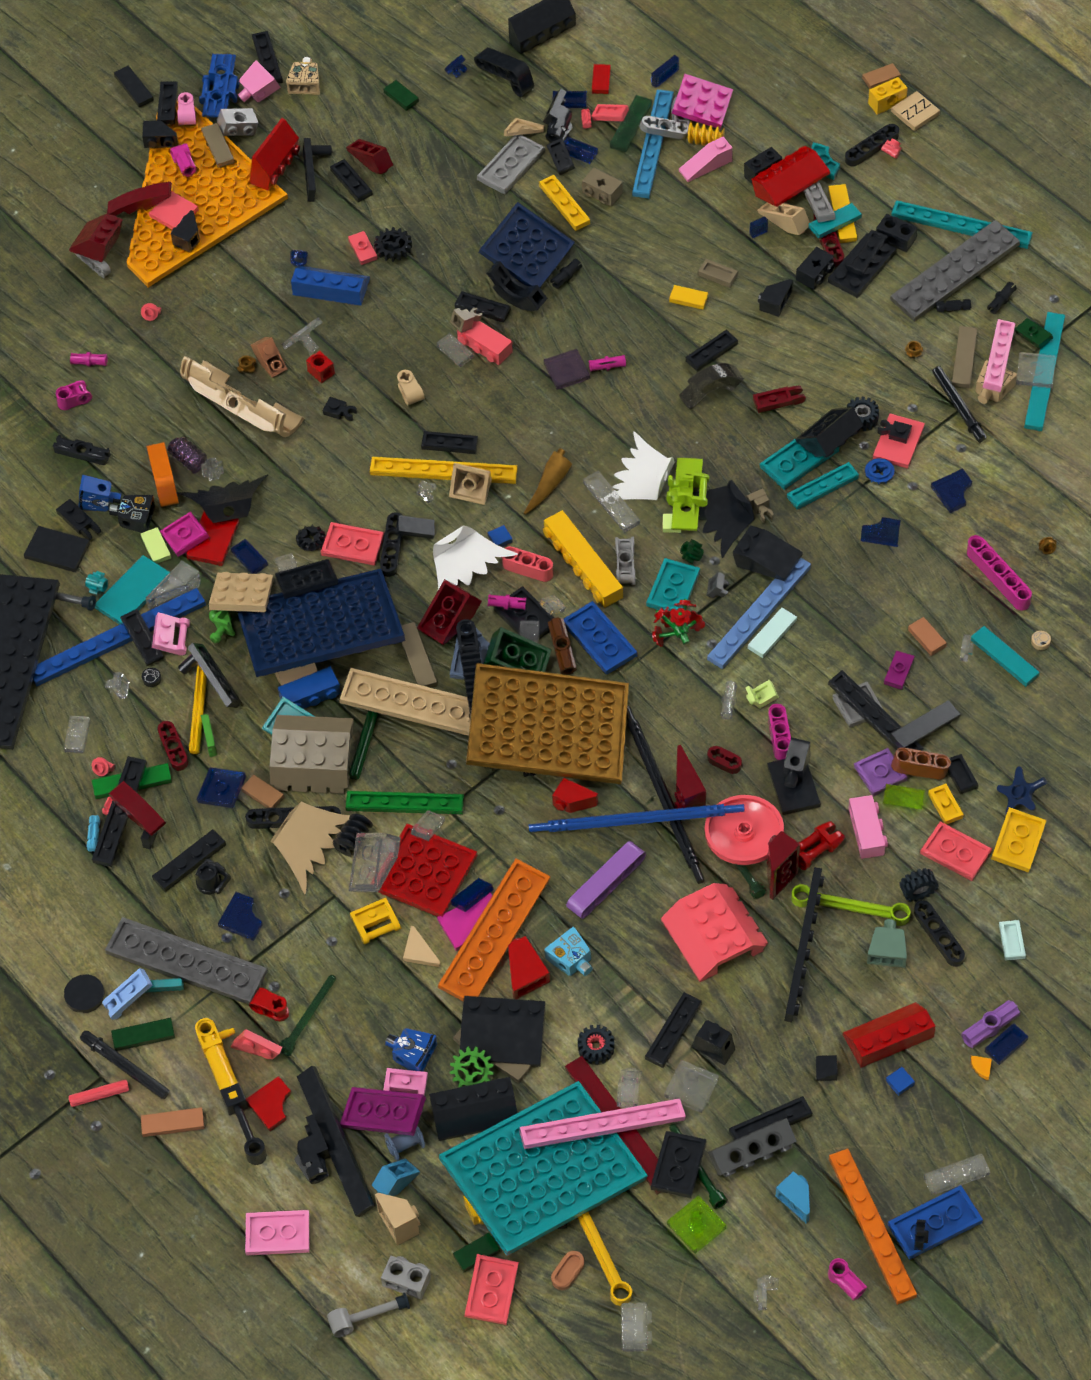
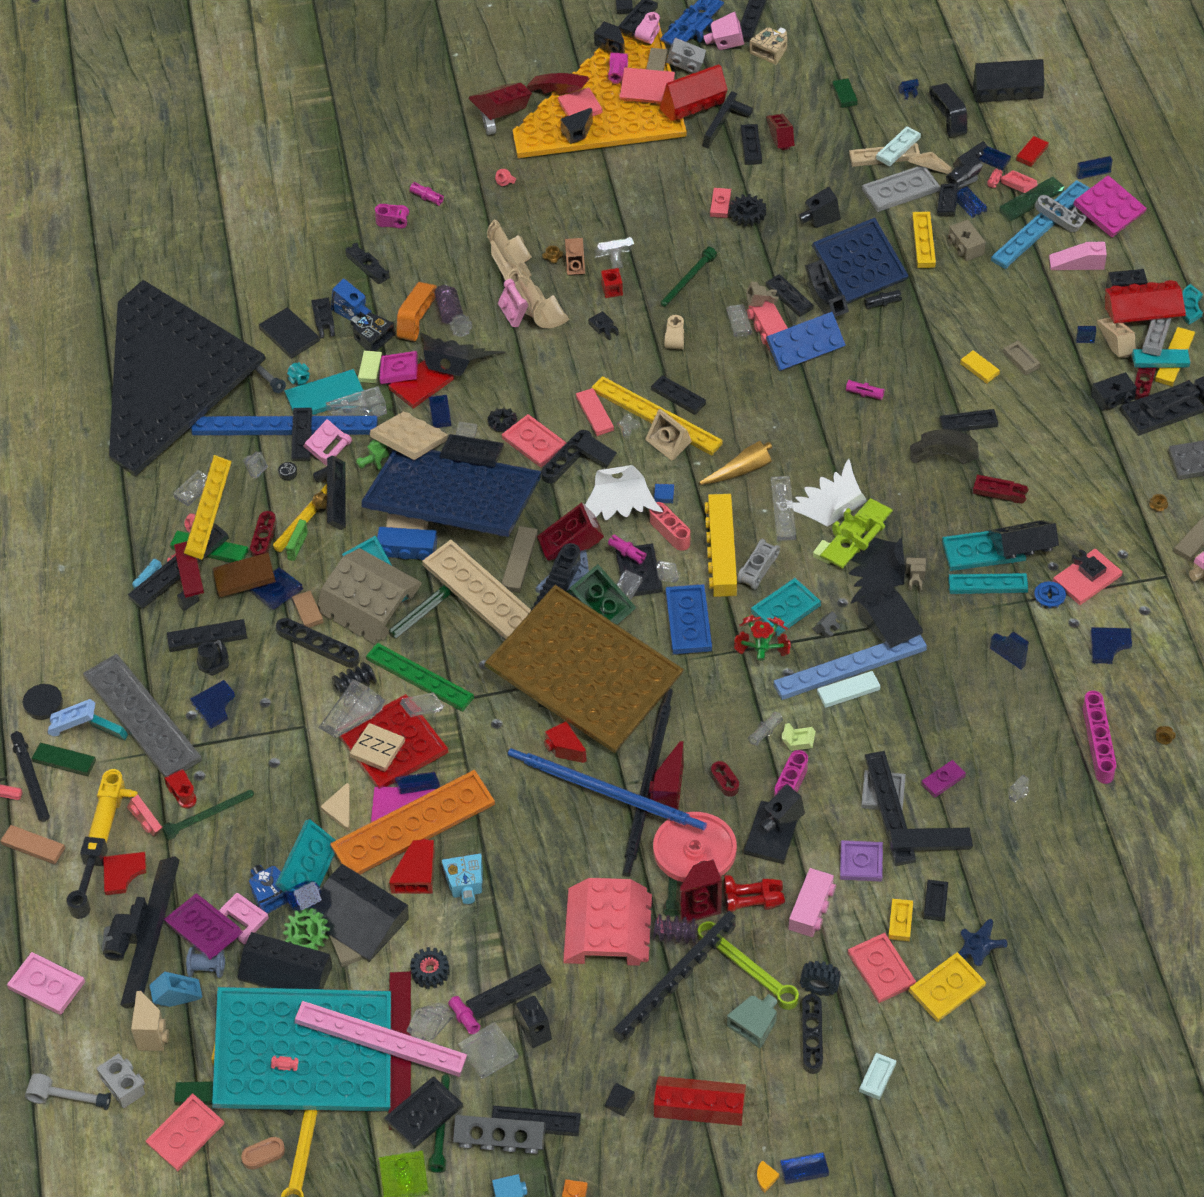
camera: 30 degrees right, 5 degrees down
(110, 744) = (207, 507): none -> yellow tile
(184, 789) = (244, 574): none -> reddish brown tile
(205, 689) = (320, 500): none -> pearl gold plate
(224, 166) = (644, 85): none -> coral tile
(246, 431) = (512, 303): none -> bright pink plate
(298, 254) = (661, 184): clear blue tile -> none
(304, 835) = (309, 662): tan piece -> none
(329, 285) = (669, 220): blue slope -> none
(373, 915) = (320, 757): yellow plate -> none
(387, 302) = (708, 255): none -> dark green piece
(387, 492) = (594, 412): none -> coral tile
(417, 881) = (377, 747): none -> tan tile
(432, 1012) = (308, 857): none -> teal tile
(453, 1039) = (303, 895): none -> clear blue brick
(459, 214) = (821, 209): none -> black torso
(475, 138) = (868, 156): none -> tan tile
(484, 125) = (898, 146): none -> light aqua tile
(529, 342) = (805, 341): none -> blue plate
(541, 1186) = (284, 1063): none -> coral piece
(559, 637) = (646, 619): reddish brown piece -> none
(566, 369) = (825, 379): clear purple tile -> none
(606, 880) = (542, 829): medium lavender beam -> none
(653, 1067) = (464, 1015): none -> dark pink pin
(691, 551) = (823, 583): dark green gear -> none
(702, 134) = (1088, 233): yellow piece -> none
(774, 904) = (676, 928): none -> clear purple piece
(775, 297) = (1059, 400): black slope -> none
(870, 408) = (1073, 530): black bush -> none
(900, 1081) = (680, 1148): blue tile -> none
(903, 796) = (866, 893): clear neon green tile -> none
(920, 763) = (891, 869): dark orange beam -> none
(927, 636) = (991, 761): nougat tile -> none
(973, 426) = (1168, 595): black axle -> none
(981, 1030) = (786, 1142): medium lavender piece -> none
(1004, 656) = (1053, 815): teal tile -> none
(1040, 640) = (1098, 817): tan tile -> none

